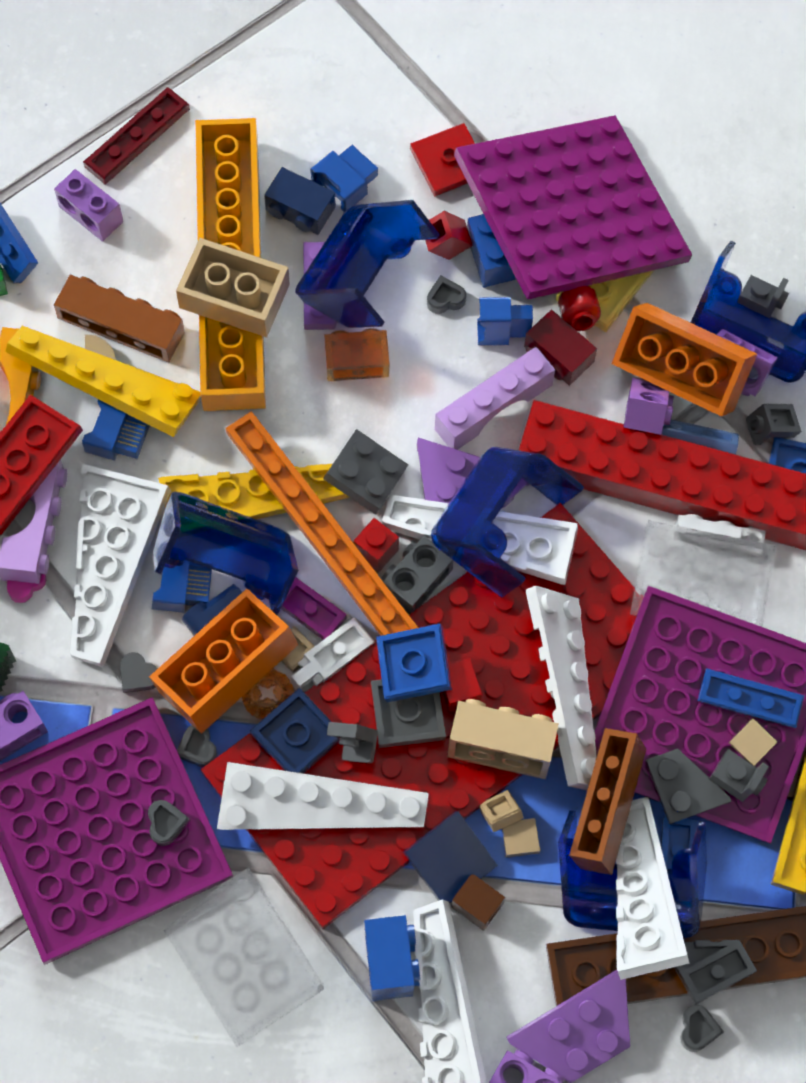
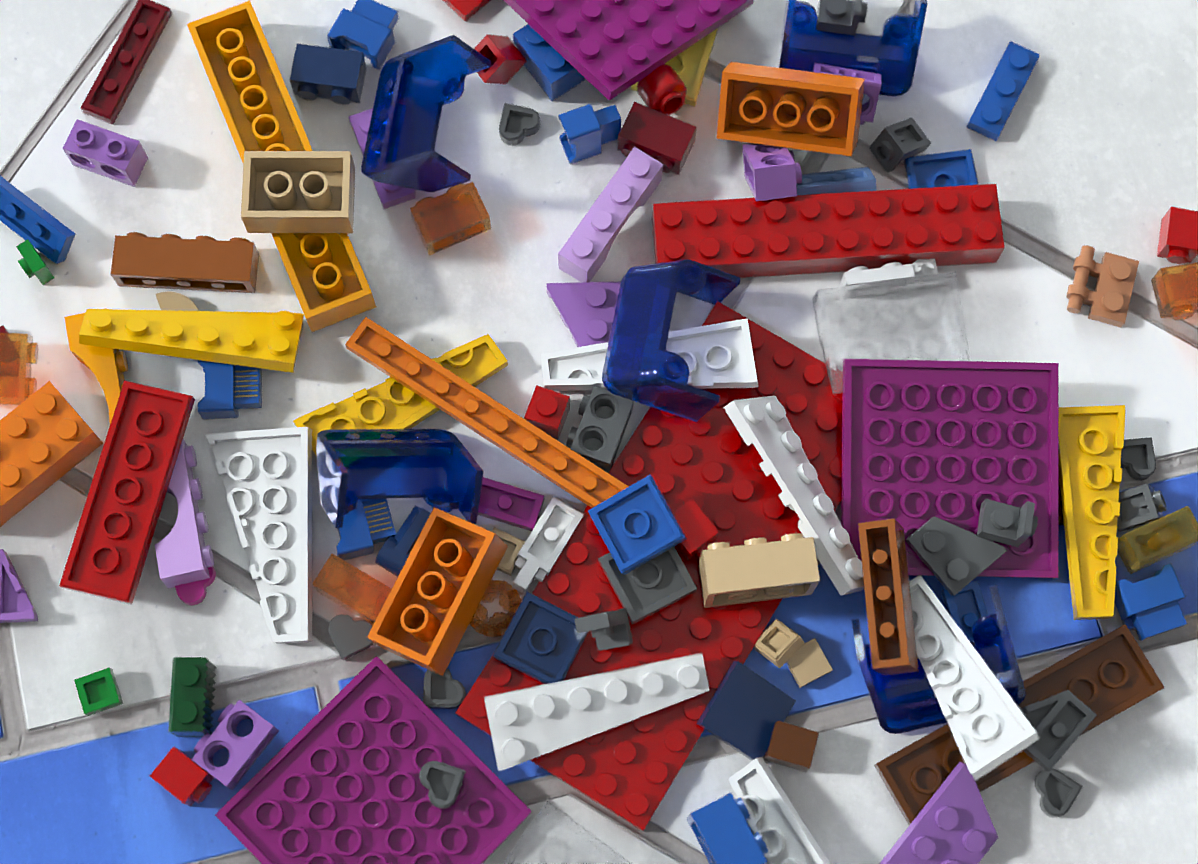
camera: 20 degrees left, 5 degrees up
(151, 632) = (351, 588): none -> clear orange brick
(365, 471) = (507, 338): dark grey plate -> none
(750, 698) = (988, 438): blue tile -> none
(752, 742) = (1006, 482): tan tile -> none

